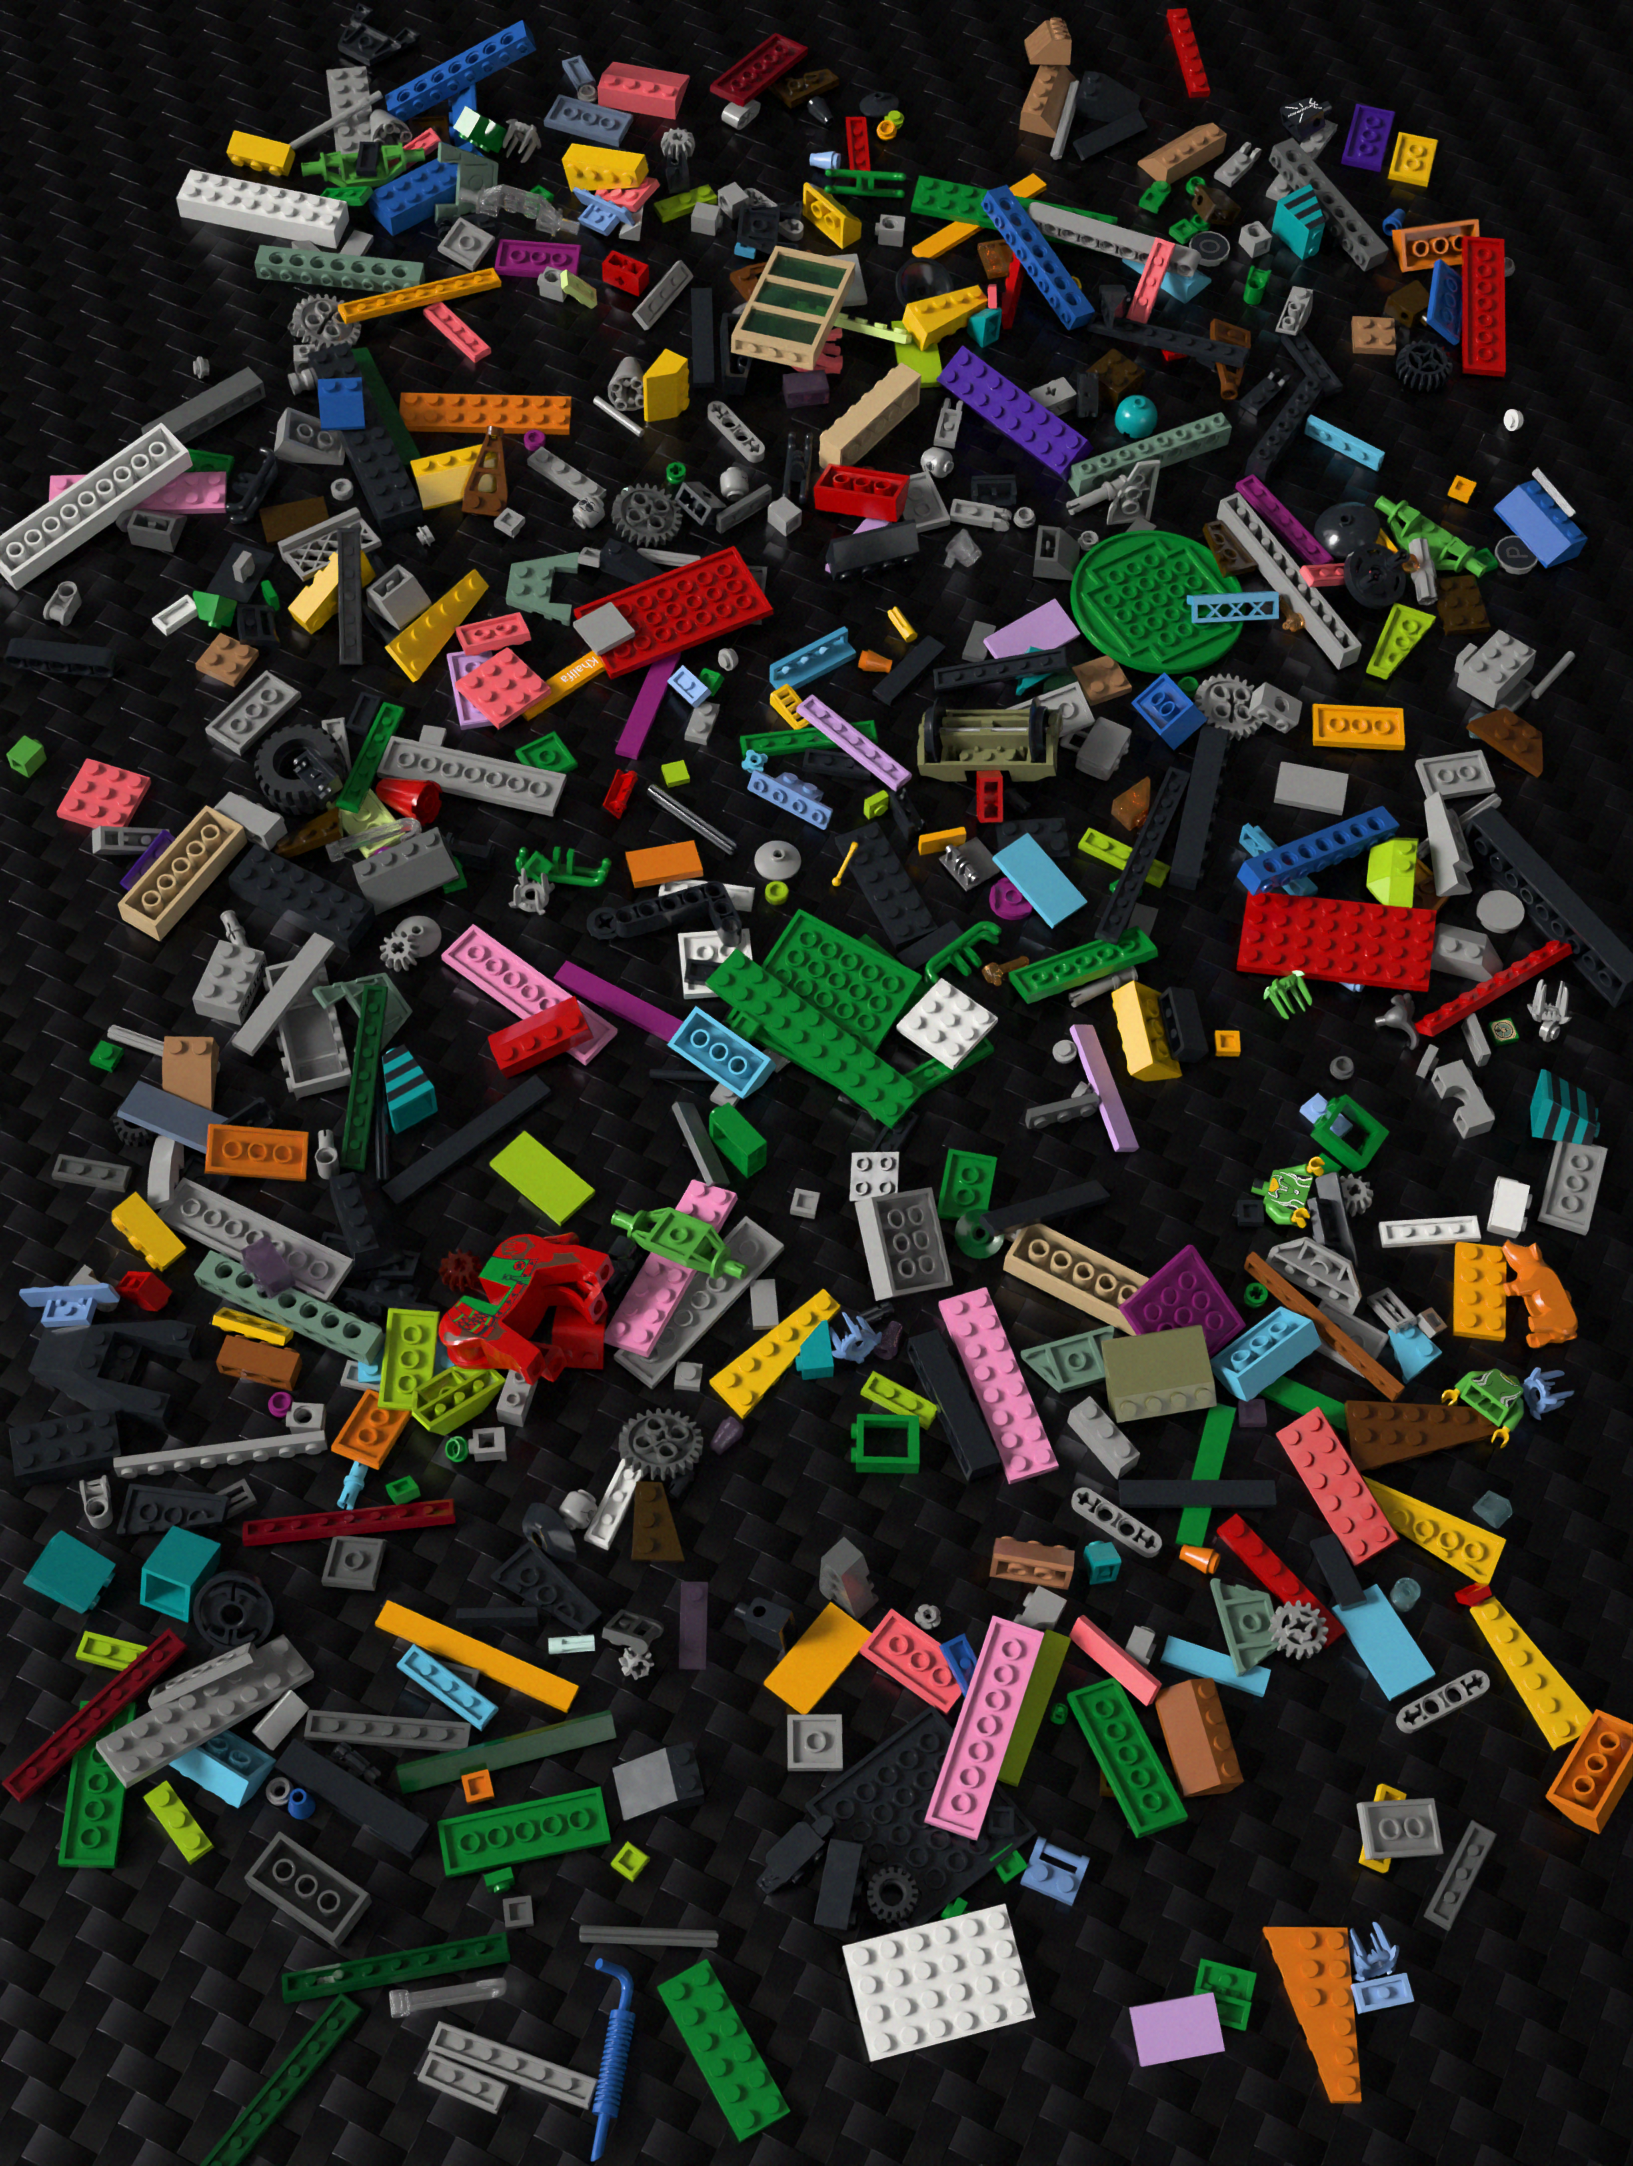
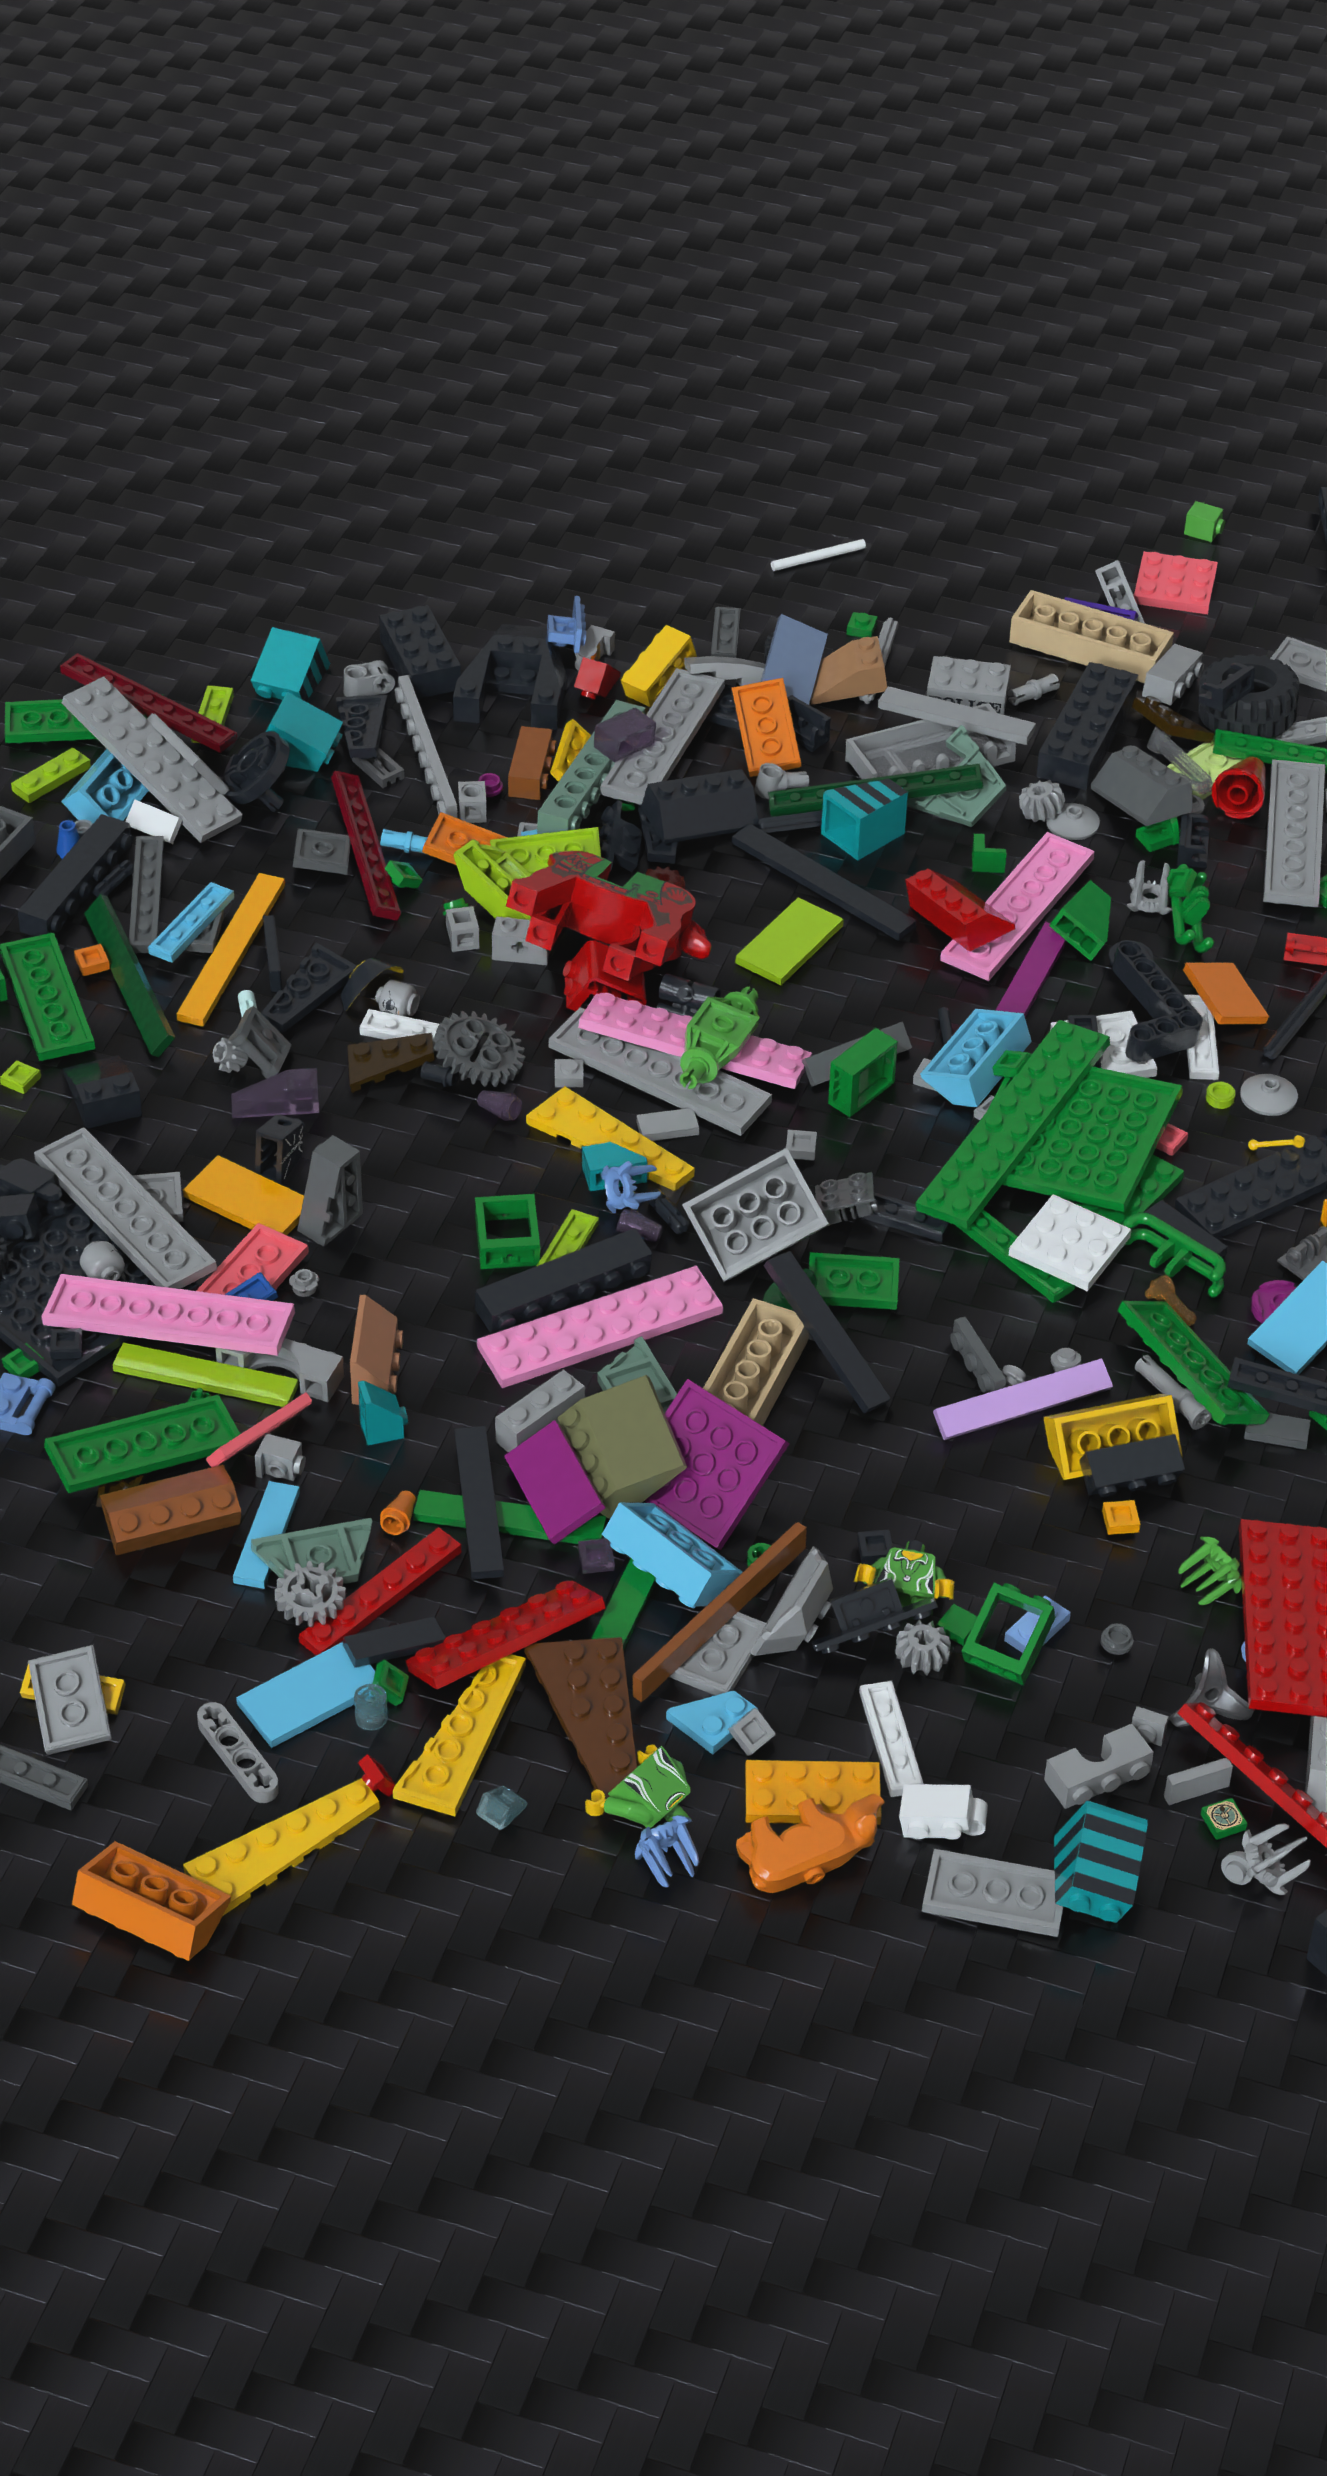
camera: 85 degrees right, 15 degrees down
(459, 1007) = (987, 859): none -> green panel
(563, 945) = (1085, 920): none -> green slope
(843, 1763) = (125, 1211): none -> light grey plate
(911, 1783) = (102, 1261): none -> light grey head
(1113, 1525) = (436, 1437): light grey beam -> none
(1188, 1431) = (554, 1482): none -> magenta tile
(1379, 1578) = (392, 1681): none -> green tile
(1387, 1311) = (765, 1694): light grey tile -> none

